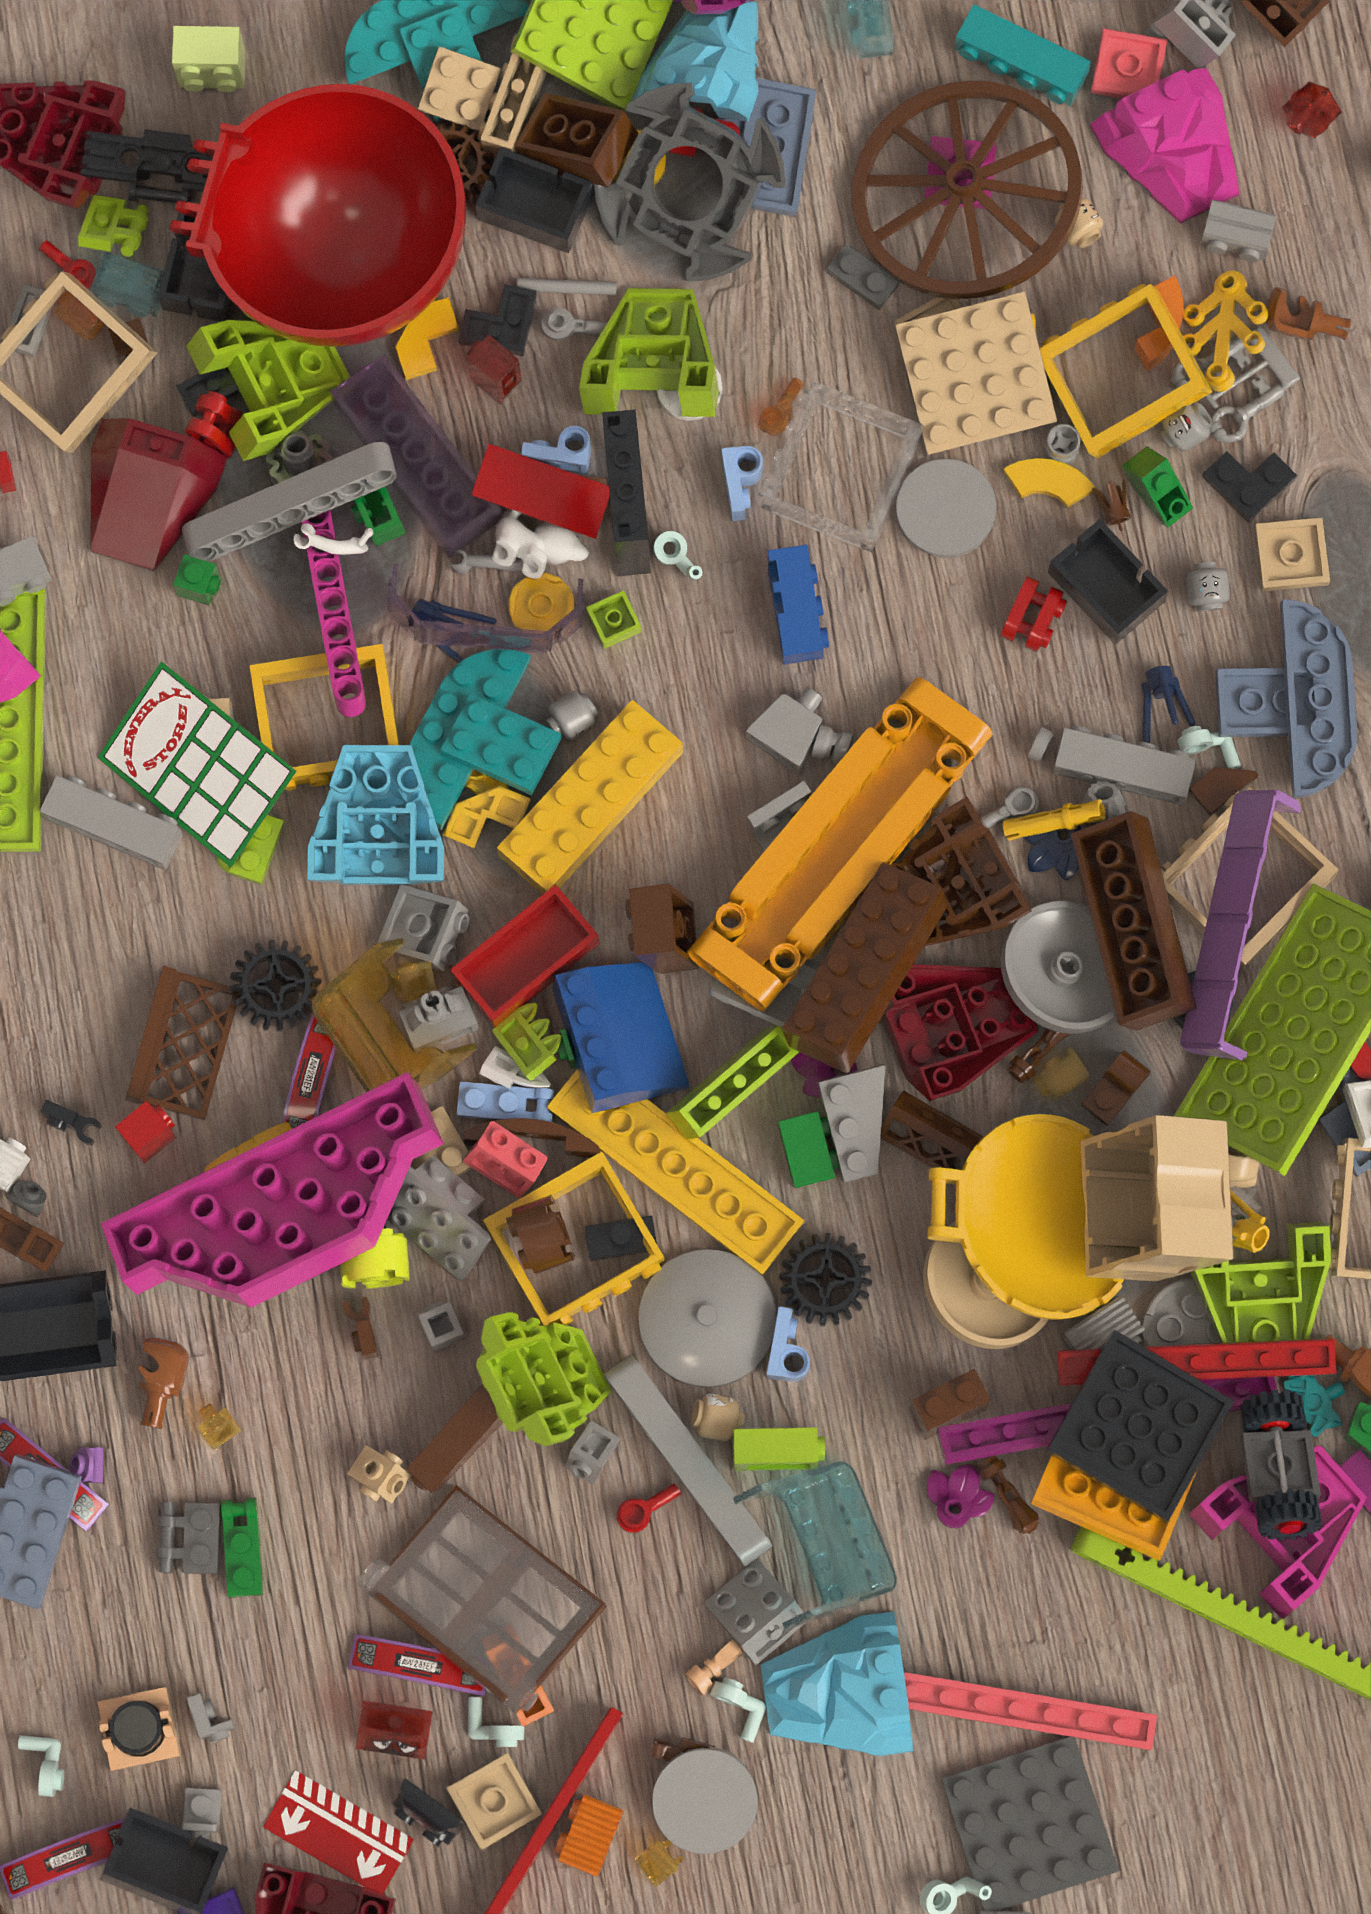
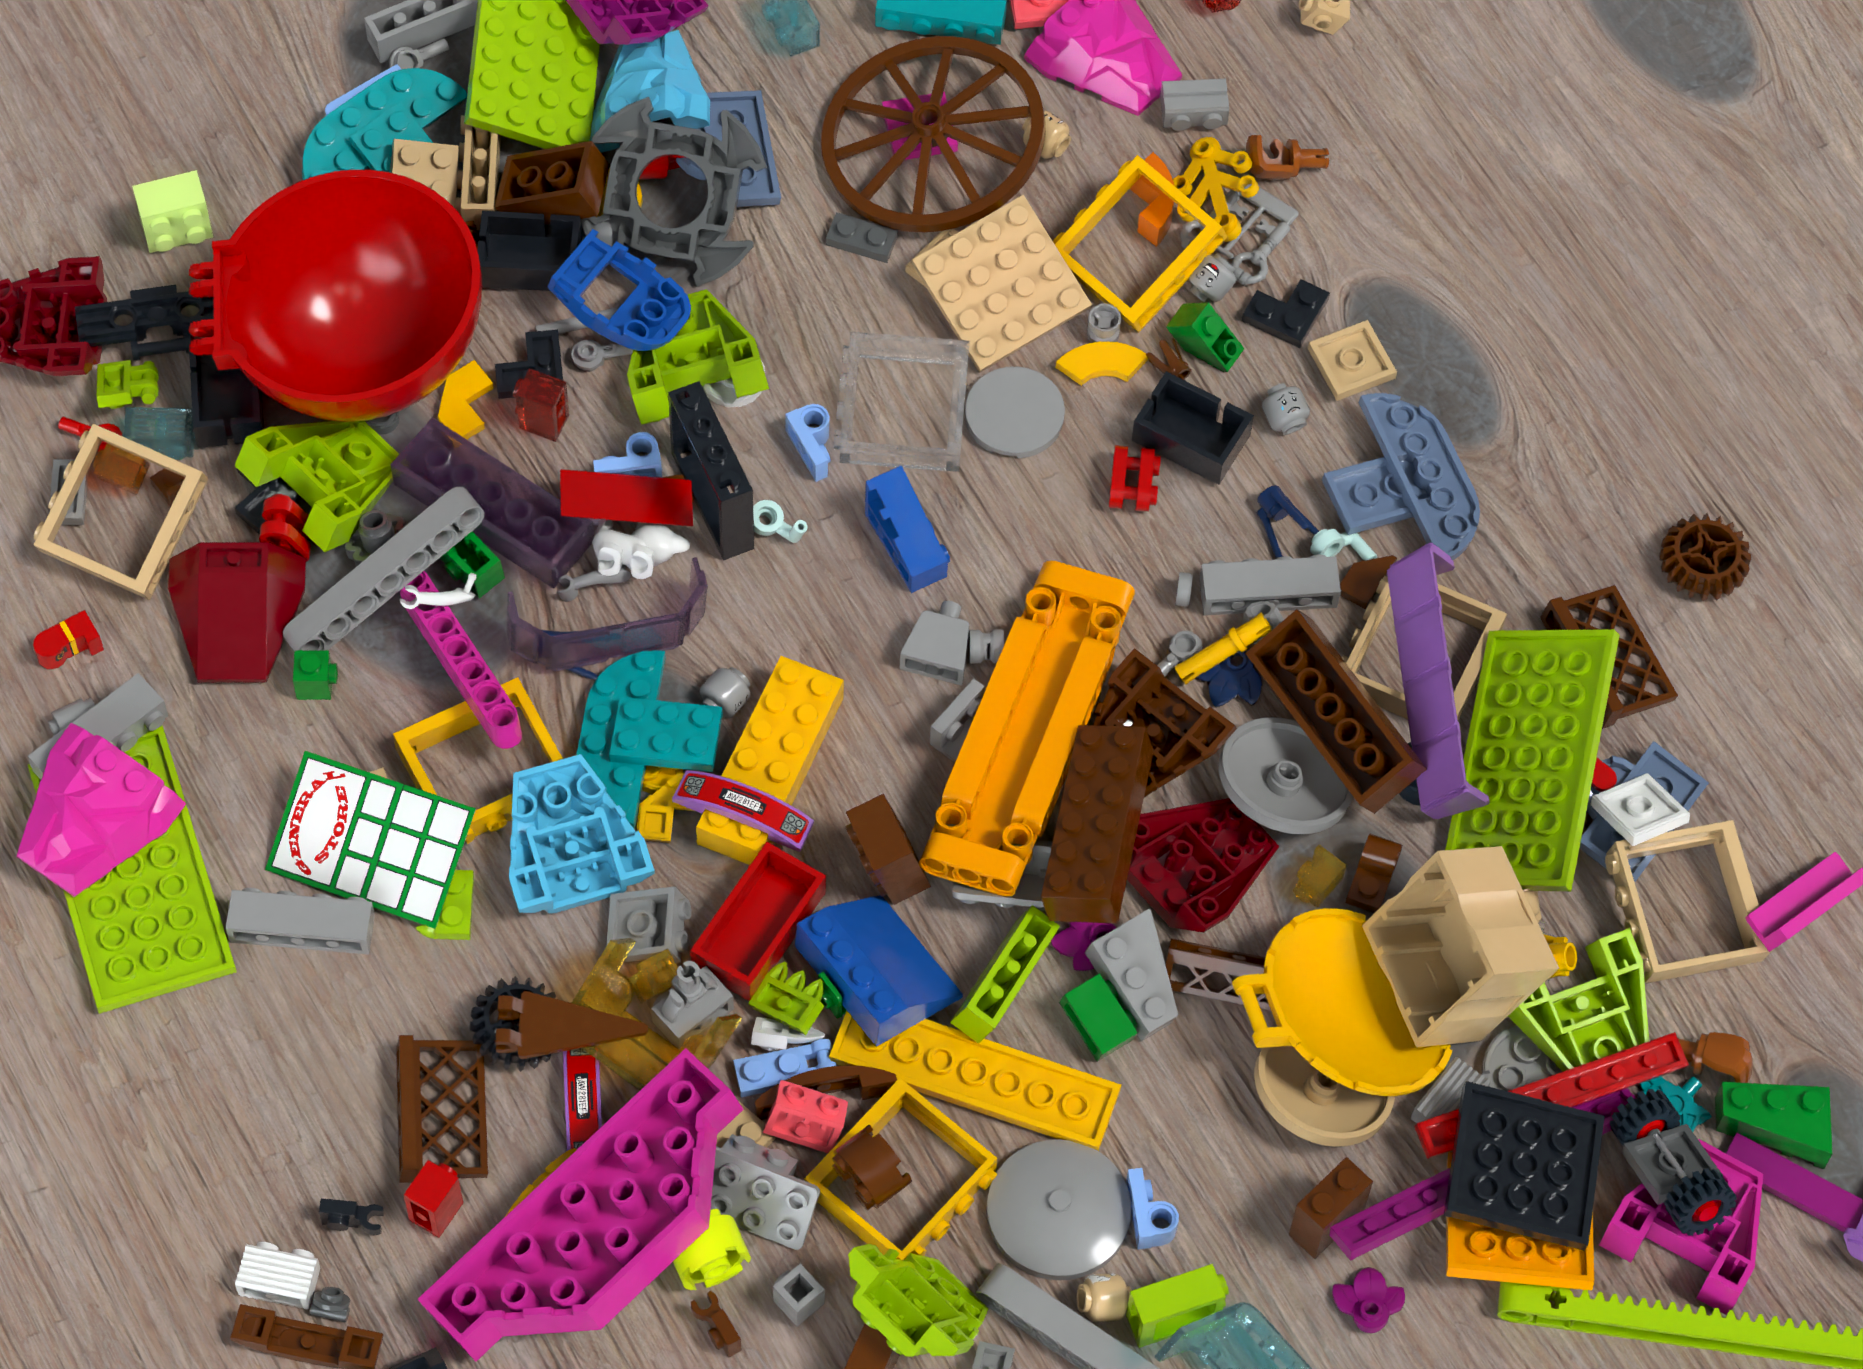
camera: 25 degrees left, 15 degrees down
(306, 1006) = (557, 1026): none -> reddish brown flag
(540, 602) = (656, 597): yellow tile -> none
(546, 843) = (745, 805): none -> slope
(613, 619) = (734, 597): lime piece -> none
(617, 1238) = (940, 1162): black tile -> none
(627, 303) = (646, 318): none -> blue slope
(776, 418) = (826, 376): clear orange plate -> none
(841, 1279) = (1187, 1125): black gear -> none
(1021, 1069) = (1277, 883): reddish brown piece -> none
(1022, 1515) = (1439, 1298): reddish brown piece -> none

